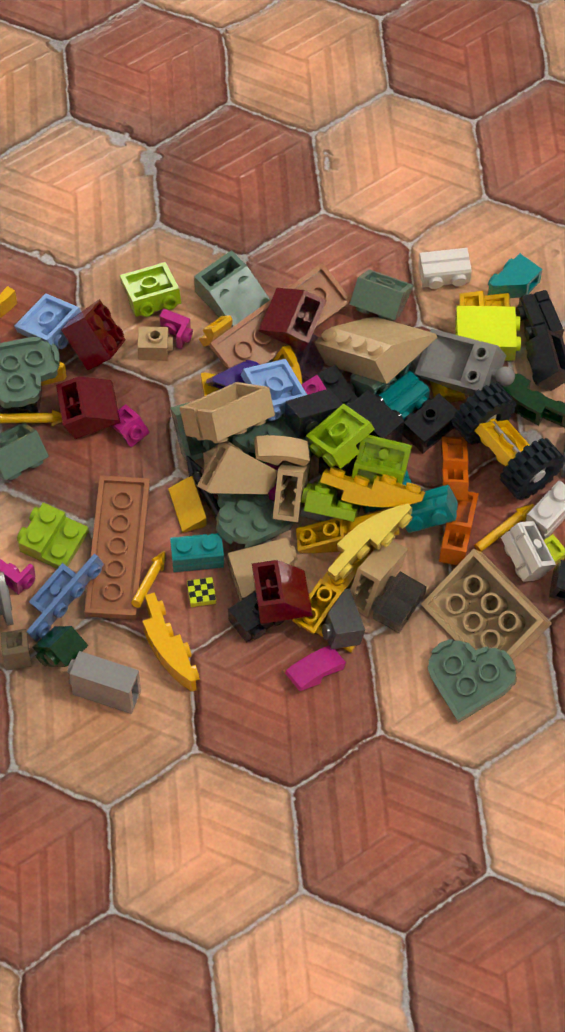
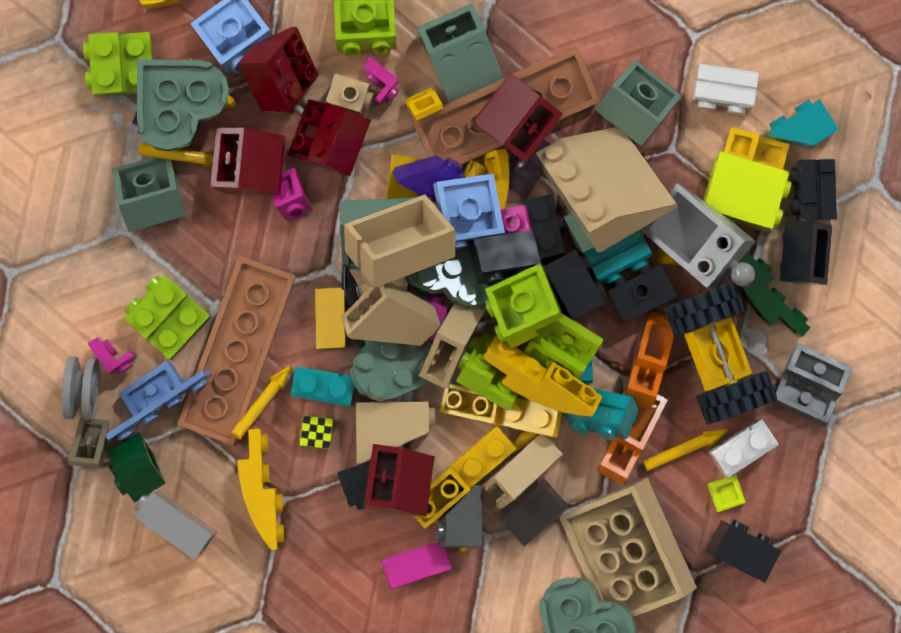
camera: 10 degrees right, 25 degrees up
(147, 375) = (329, 137): none -> dark red slope
(278, 448) = (450, 303): tan slope -> none
(376, 531) = (526, 437): light yellow slope -> none
(528, 551) = (699, 494): white brick -> none

